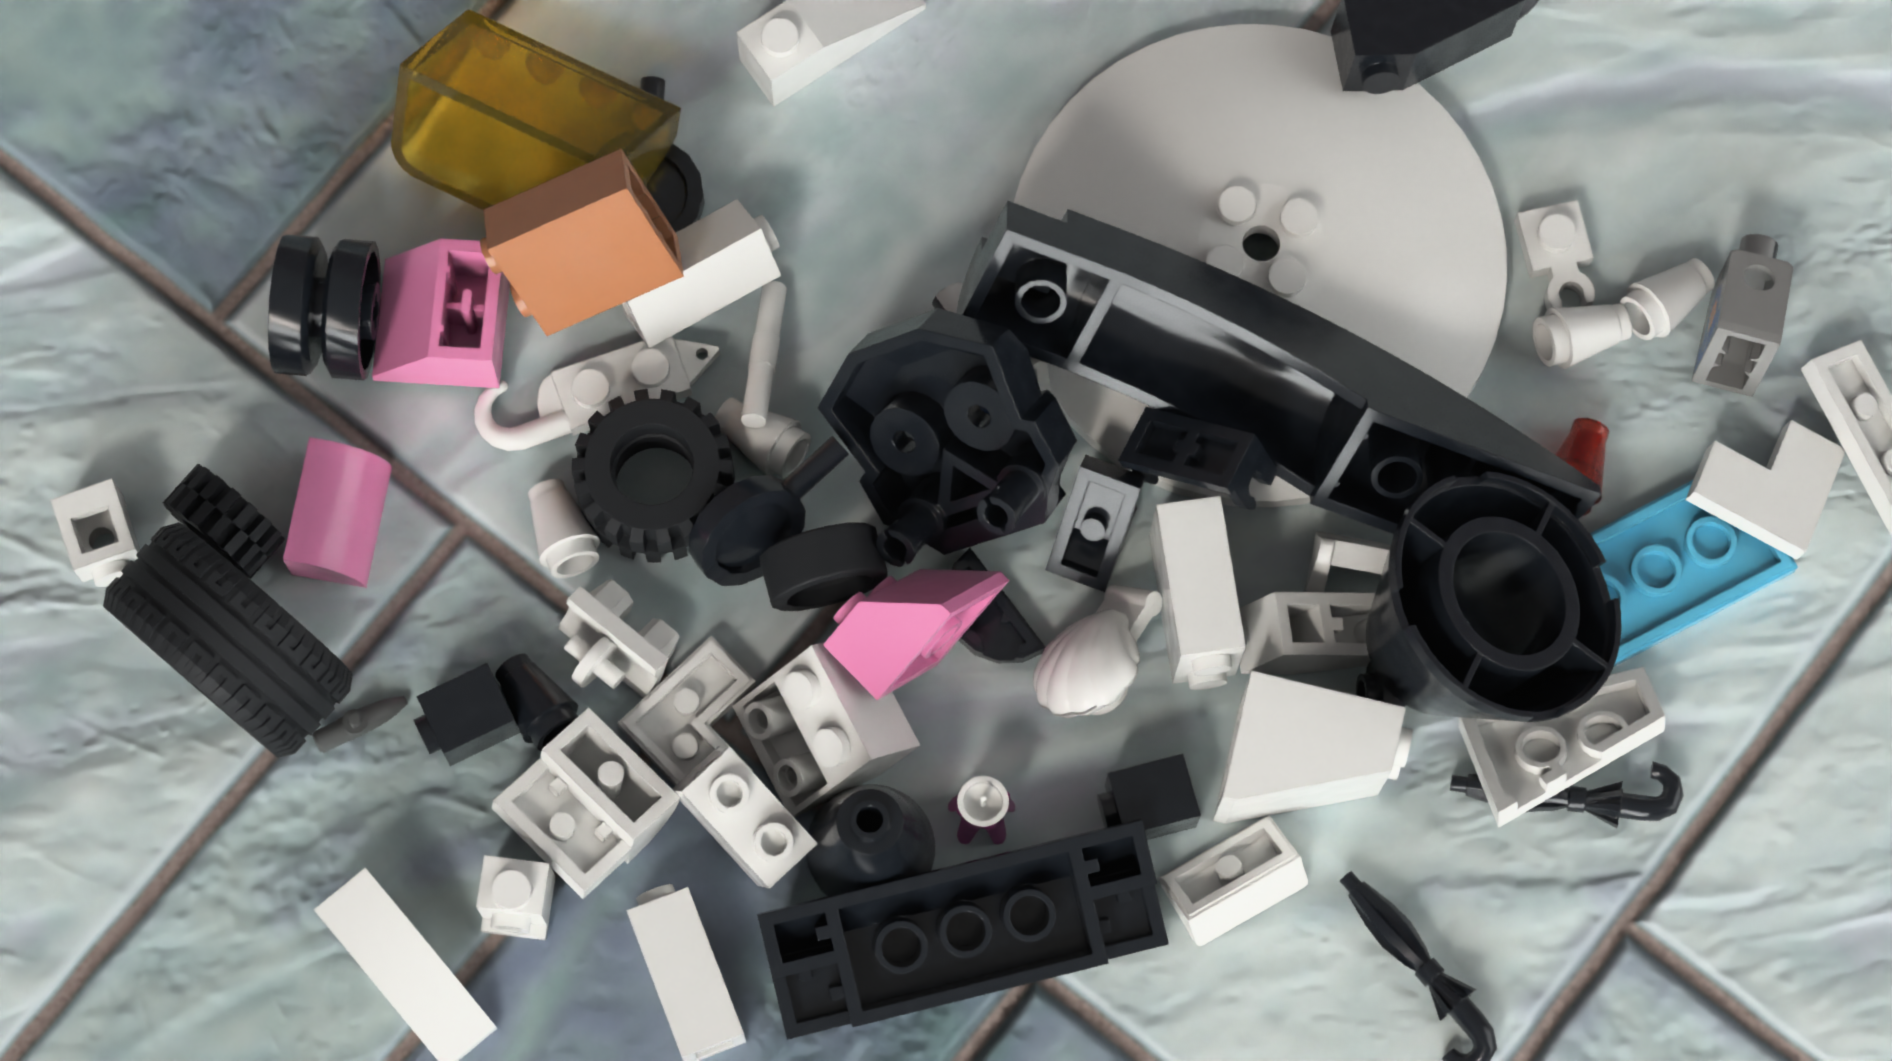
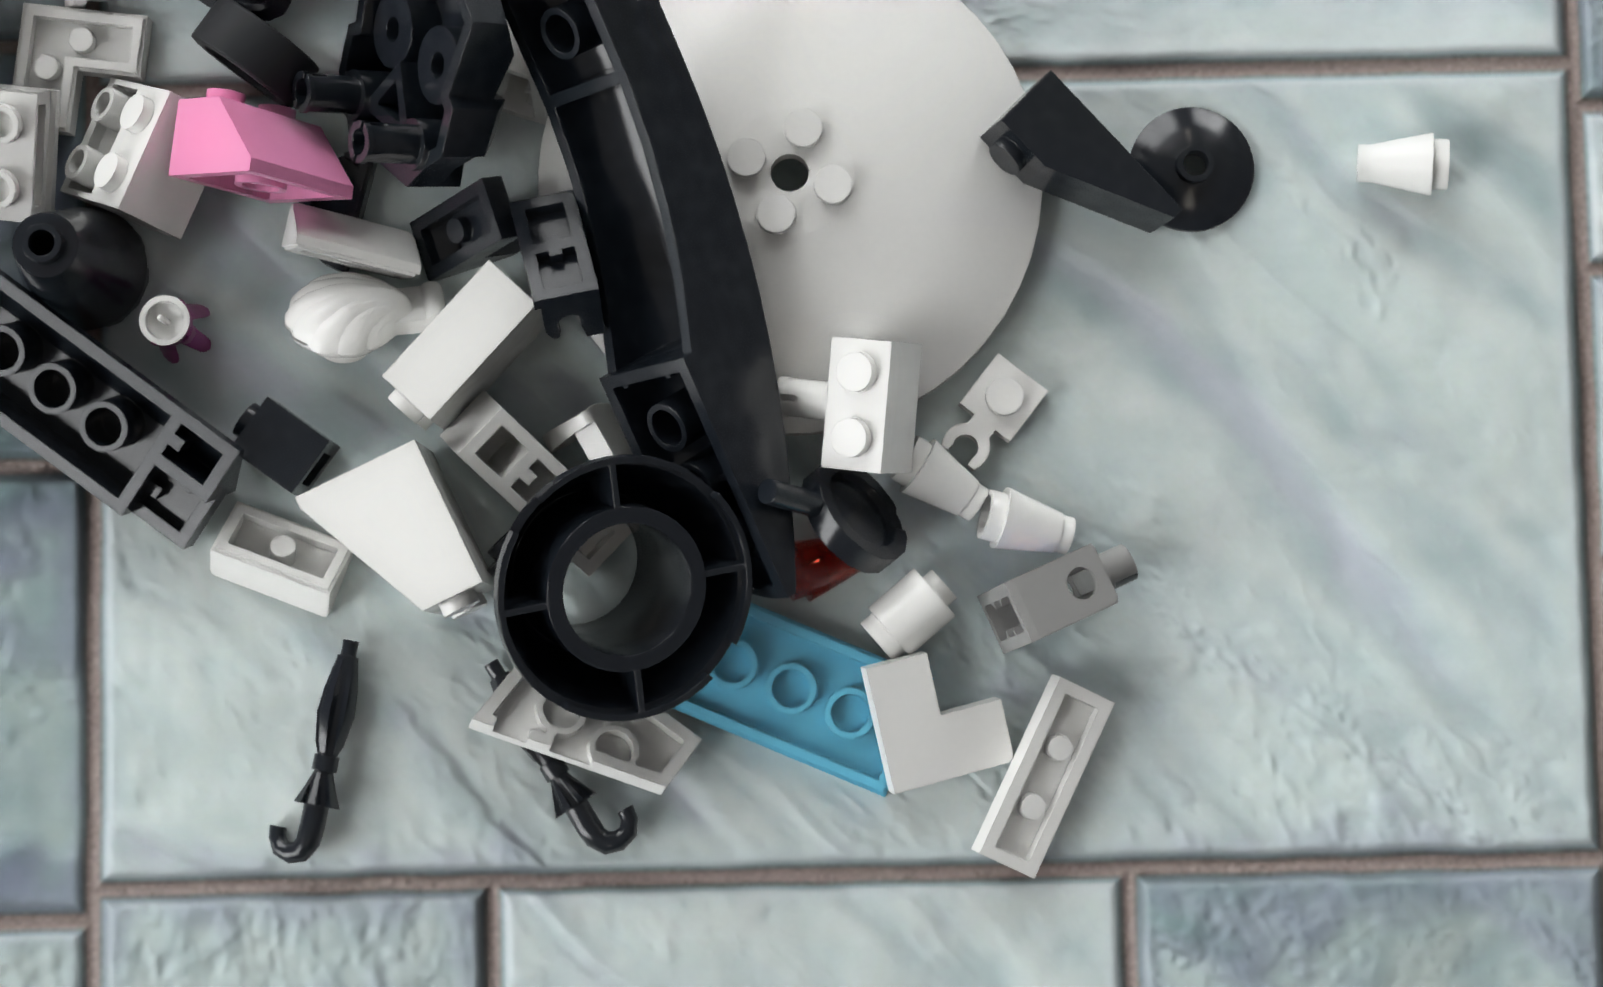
camera: 55 degrees right, 10 degrees up
(1034, 617) = (351, 242): none -> white slope
(1489, 329) = (864, 404): none -> white brick
(1560, 411) = (847, 514): none -> black piece
(1669, 434) = (910, 613): none -> white brick

